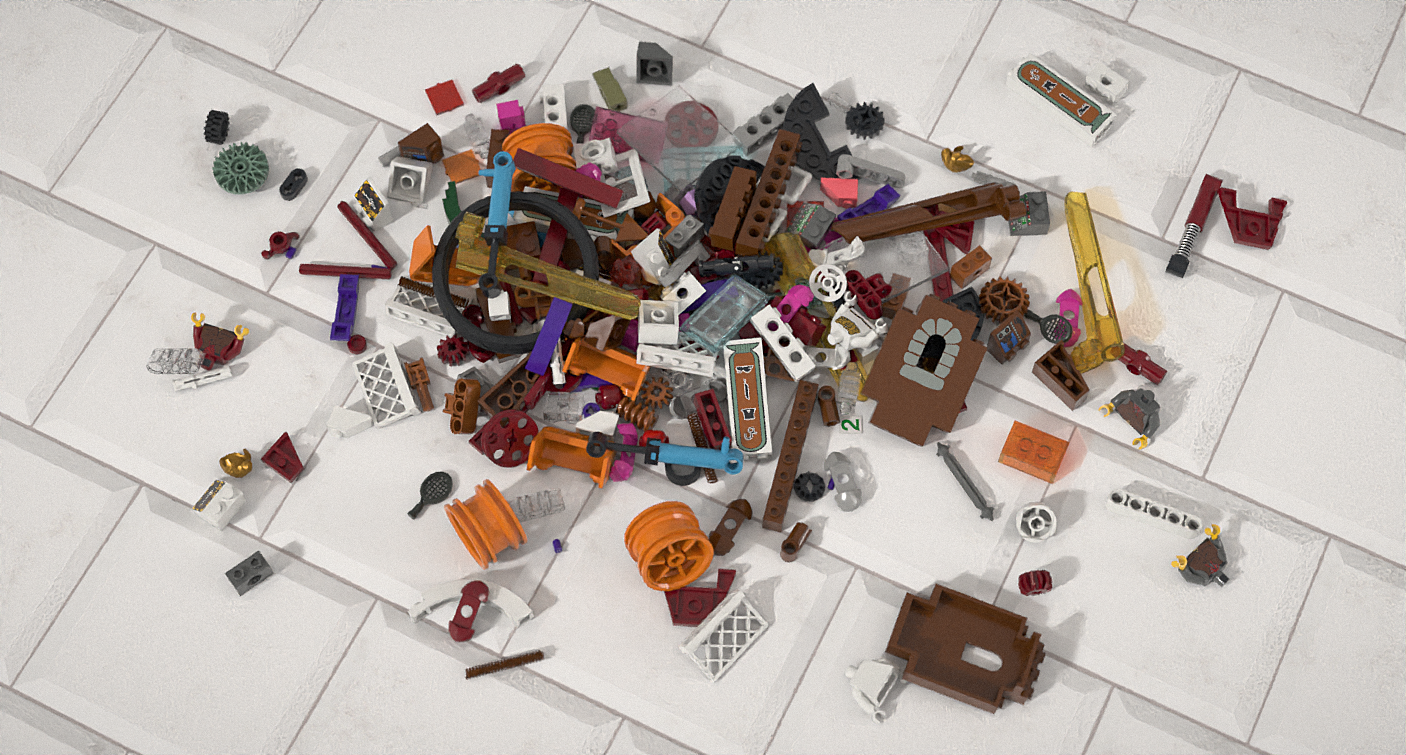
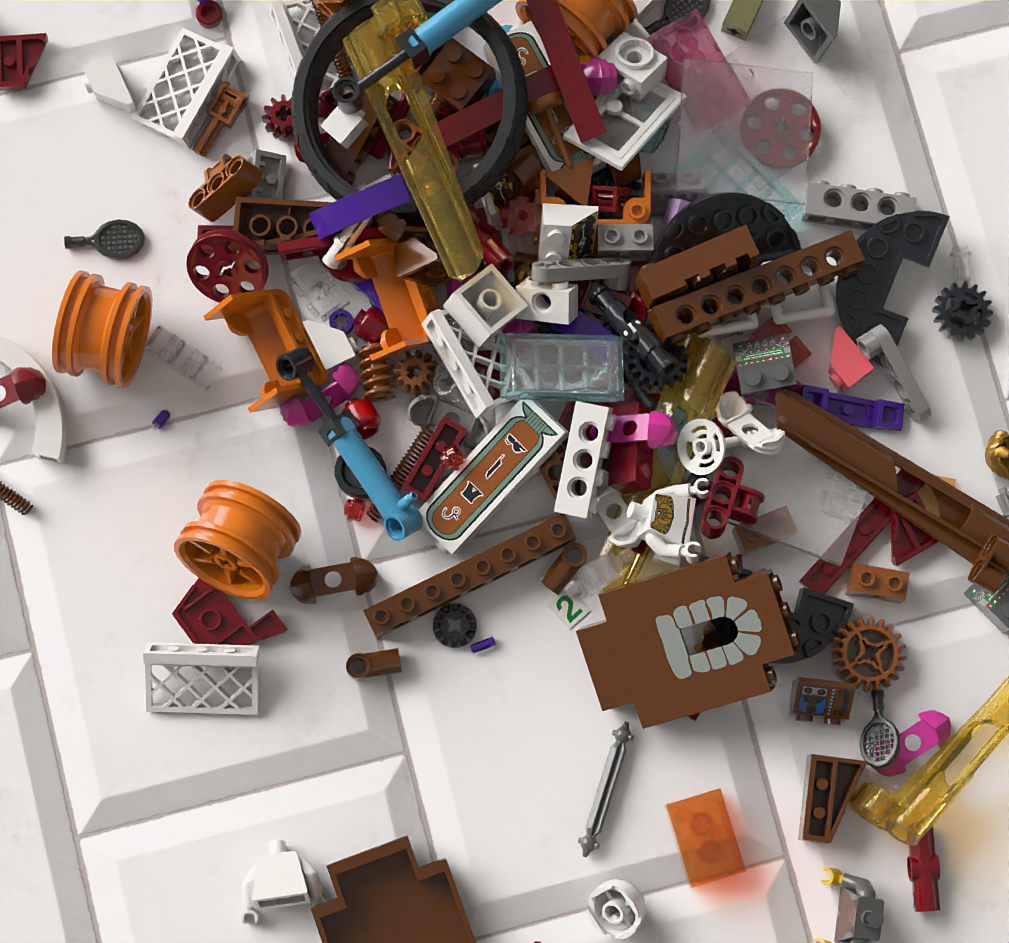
camera: 50 degrees right, 15 degrees up
(700, 485) = (354, 509): none -> clear red plate
(722, 405) = (452, 457): none -> clear red plate
(848, 495) = (477, 675): light grey piece -> none

